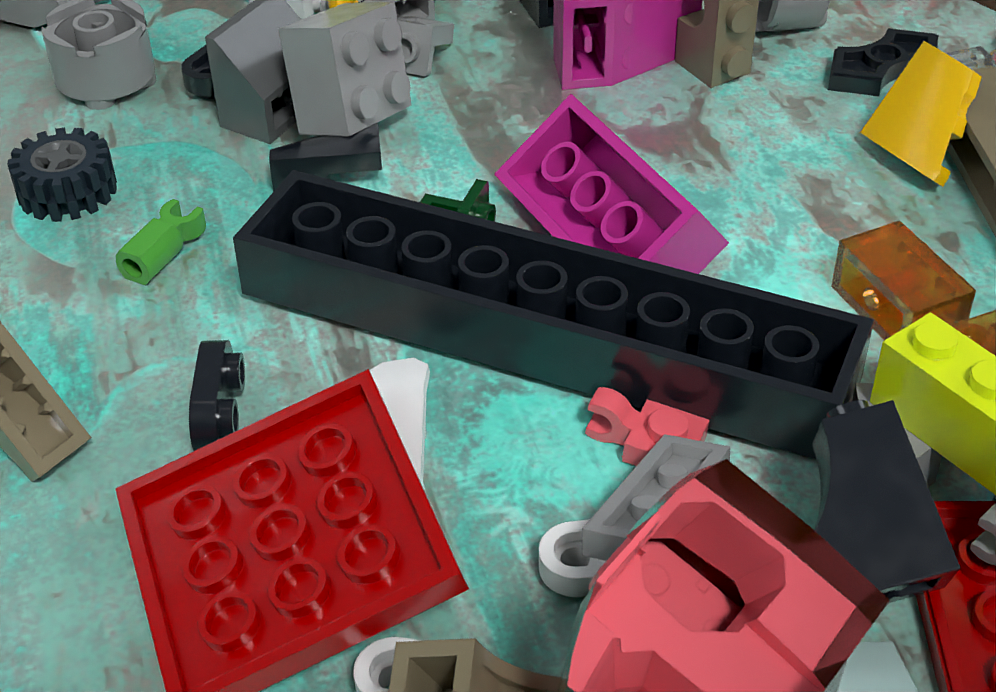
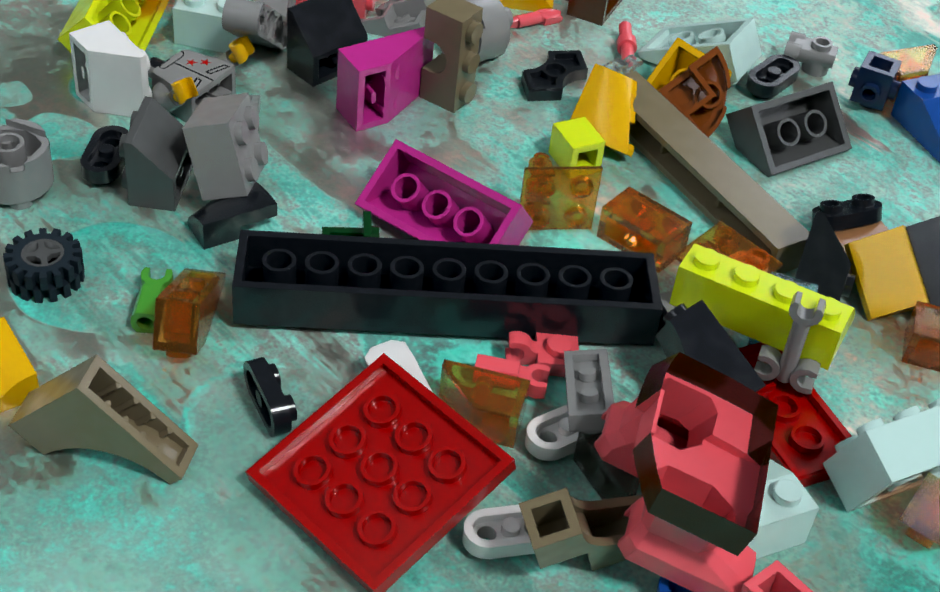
camera: 30 degrees left, 0 degrees up
(174, 265) = (186, 312): none -> clear orange slope
(514, 483) = (486, 399): none -> clear orange slope
(573, 452) = (533, 372): none -> coral bar
(778, 211) = (559, 194): none -> clear orange hinge
(858, 157) = (576, 143): none -> neon yellow brick

